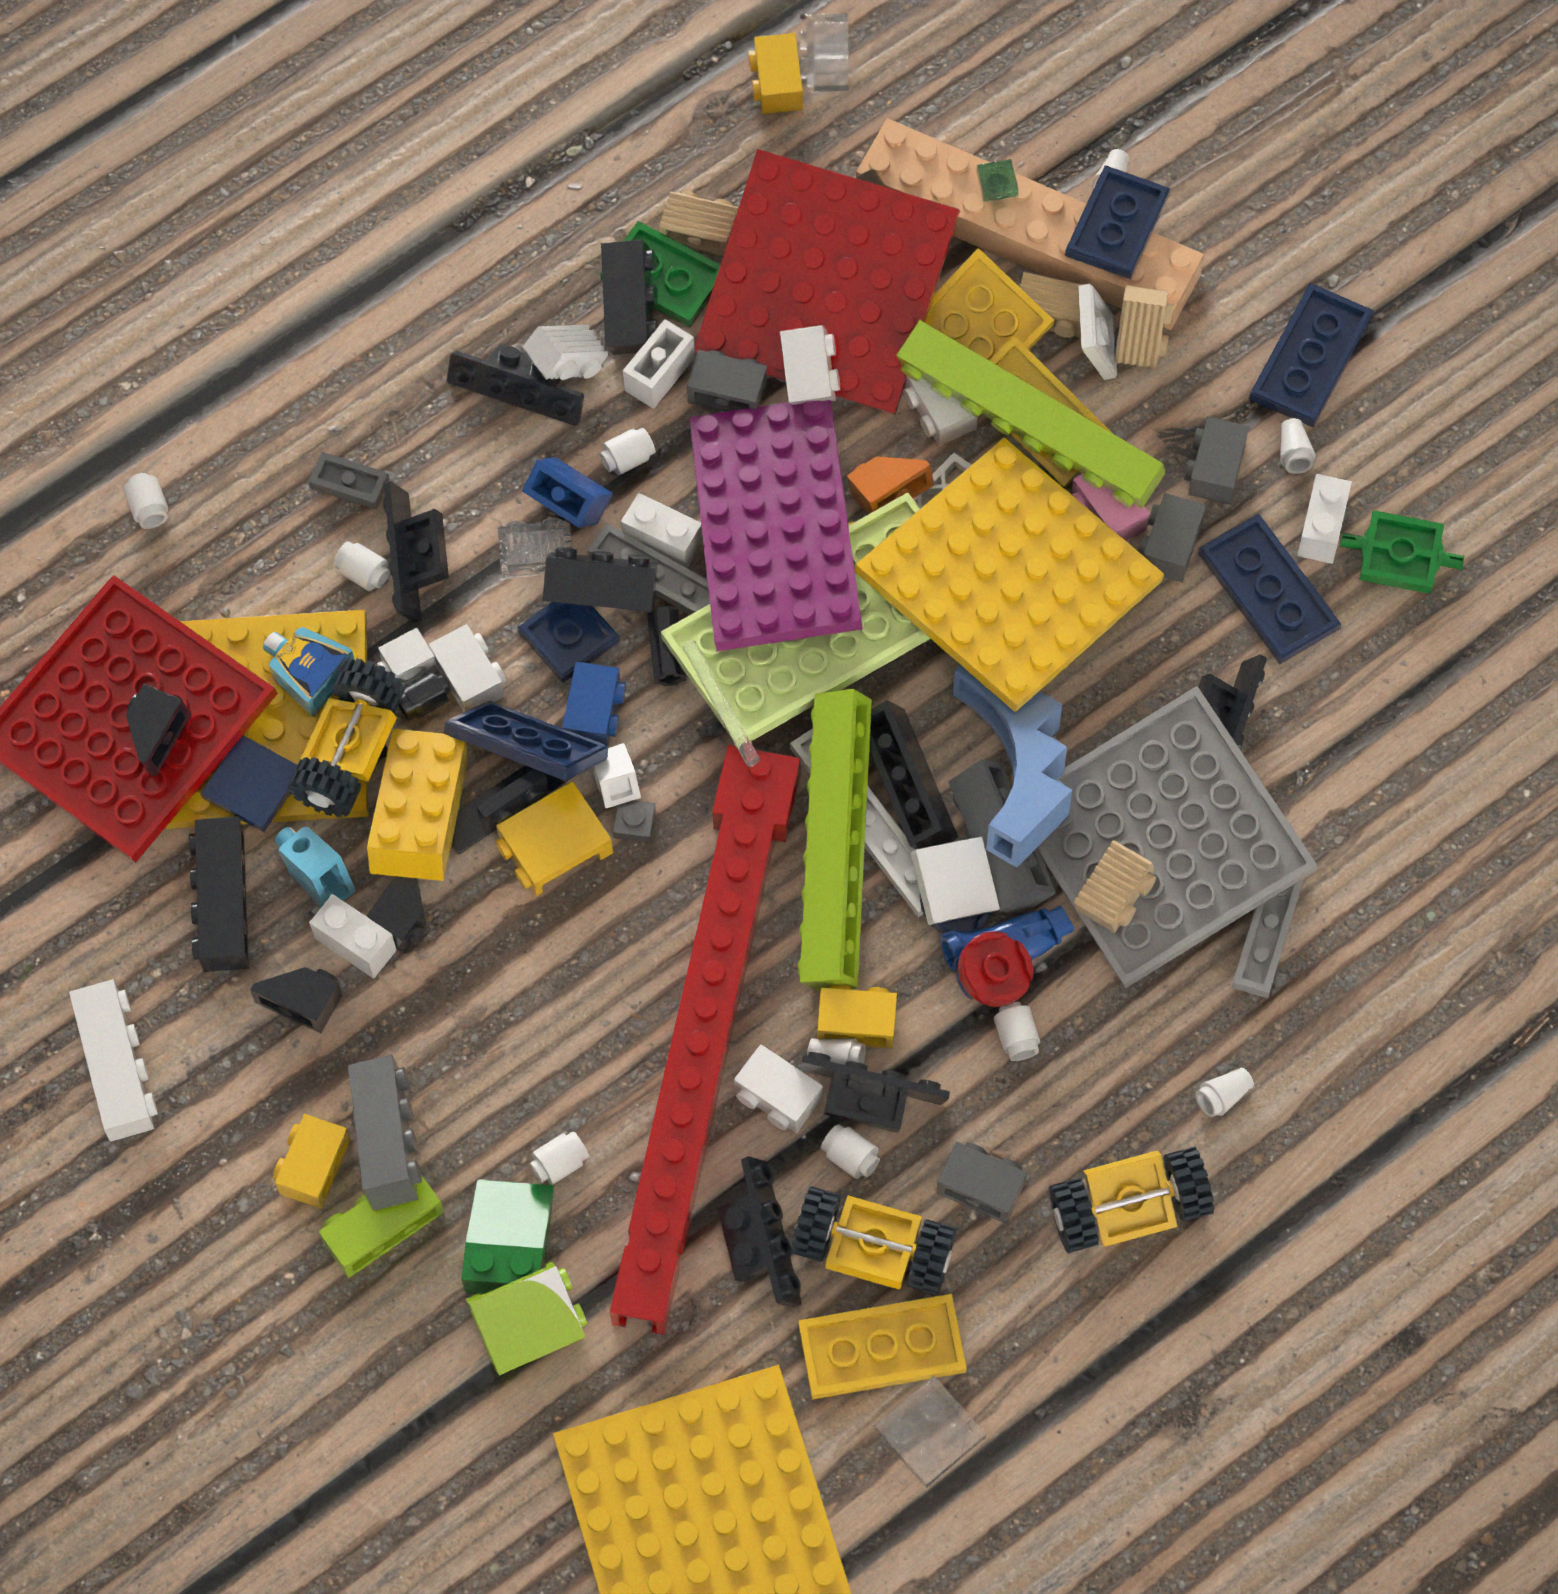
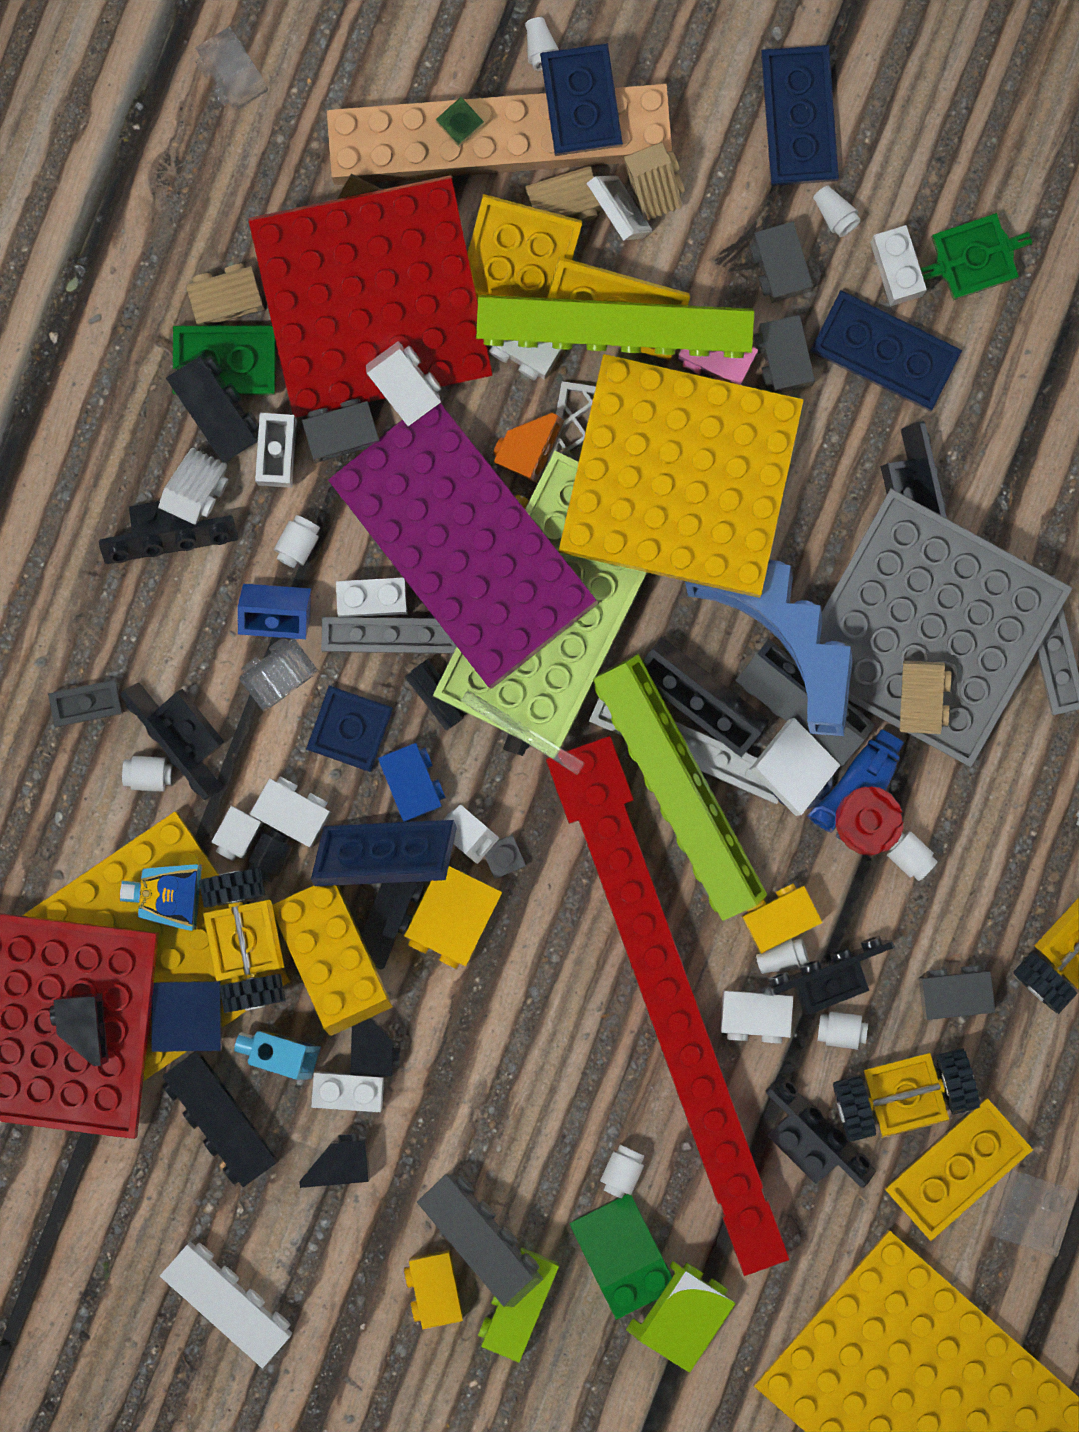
camera: 30 degrees left, 20 degrees up
(600, 580) = (354, 677): black brick -> none
(777, 73) = (202, 114): yellow brick -> none

